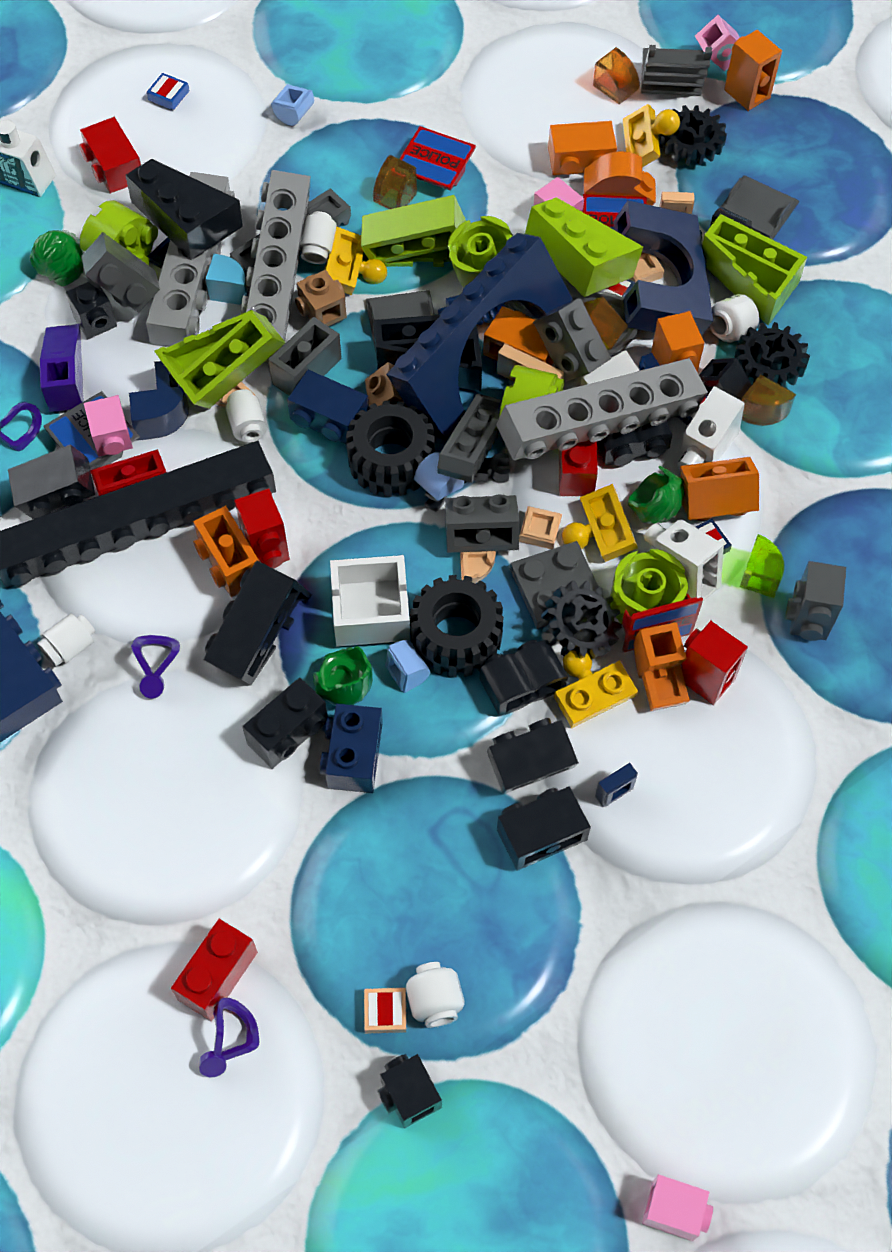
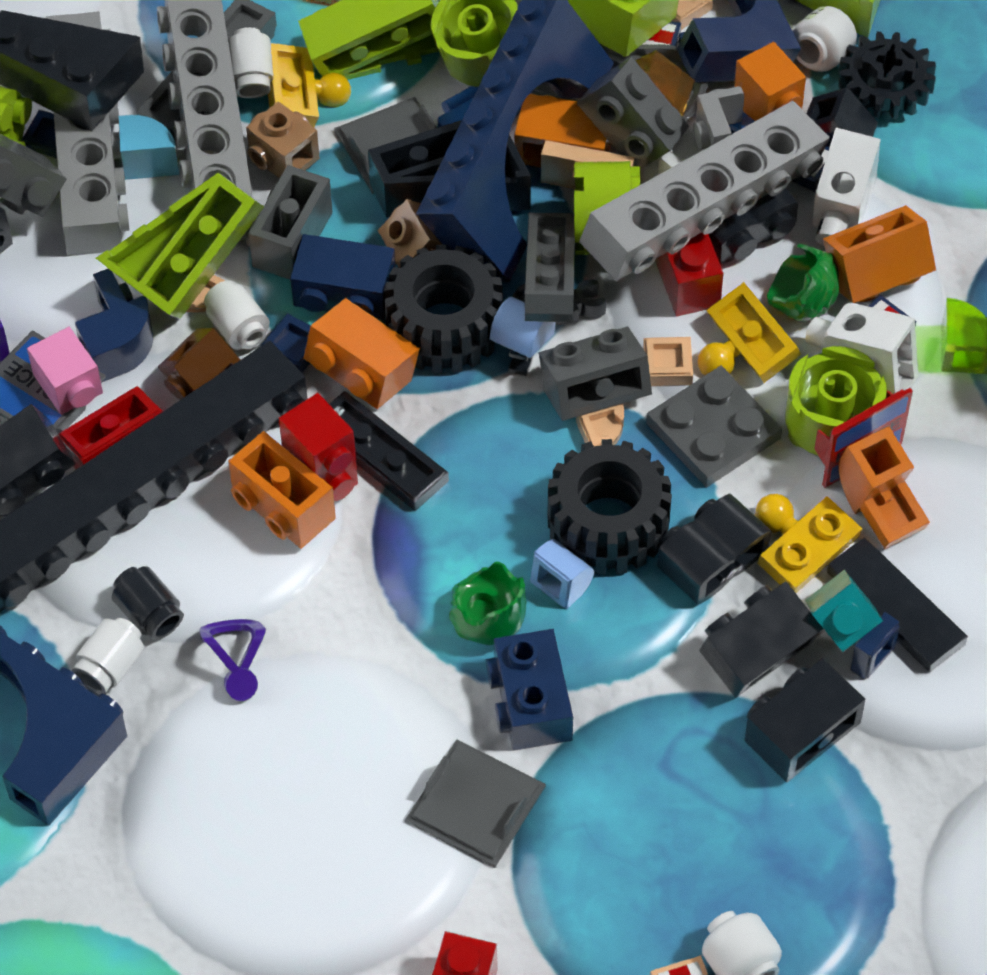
camera: 15 degrees left, 5 degrees down
(108, 608) = (147, 602): none -> black brick
(204, 443) = (196, 362): none -> reddish brown brick
(254, 622) = (349, 567): black wedge -> none
(281, 446) = (291, 339): none -> dark blue tile
(285, 723) = (435, 681): black brick -> none
(286, 820) = (475, 803): none -> dark grey piece
(310, 536) = (389, 455): none -> black tile
(320, 466) = (361, 353): none -> orange brick
(371, 600) = (483, 503): white piece -> none
(573, 604) = (741, 454): black gear -> none
(599, 752) = (843, 610): none -> teal brick
(631, 352) = (715, 114): none -> light grey bracket
(643, 749) = (923, 626): none -> black tile
(712, 661) = (944, 465): red brick -> none
(766, 402) = (903, 134): clear orange brick -> none

